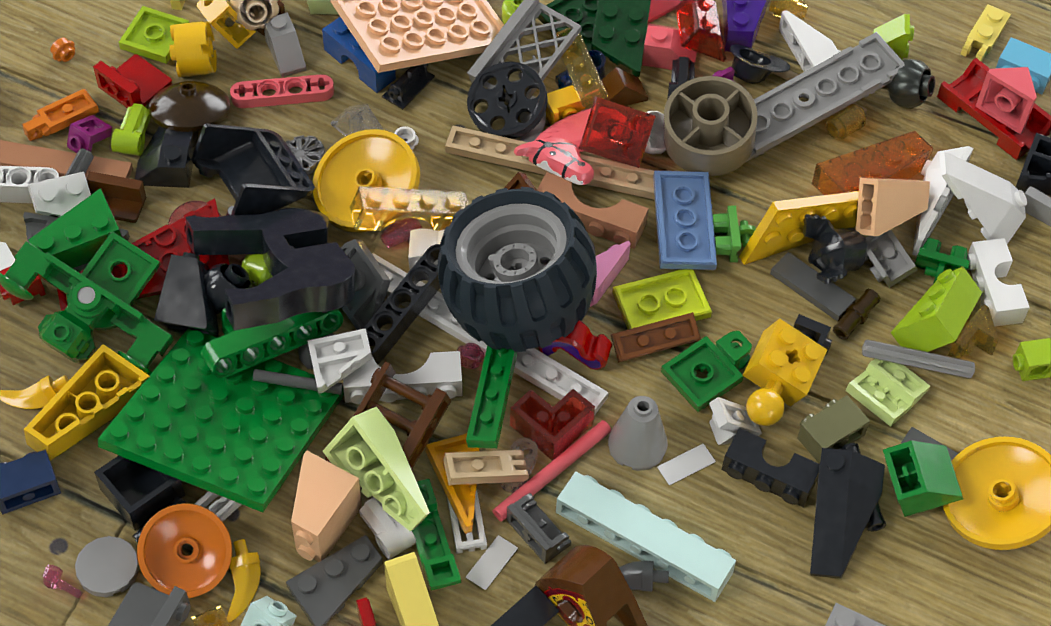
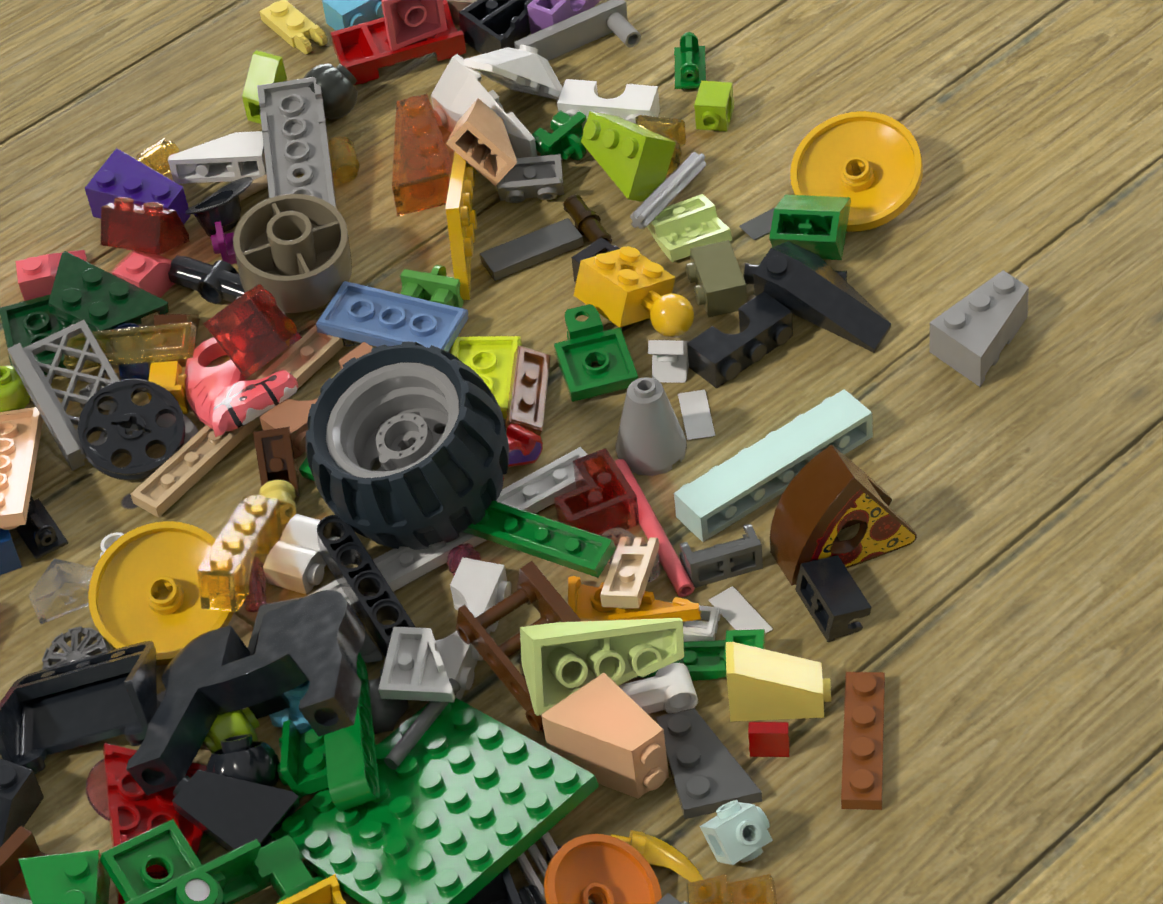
camera: 60 degrees left, 10 degrees down
(834, 249) = (508, 210): black helmet -> none

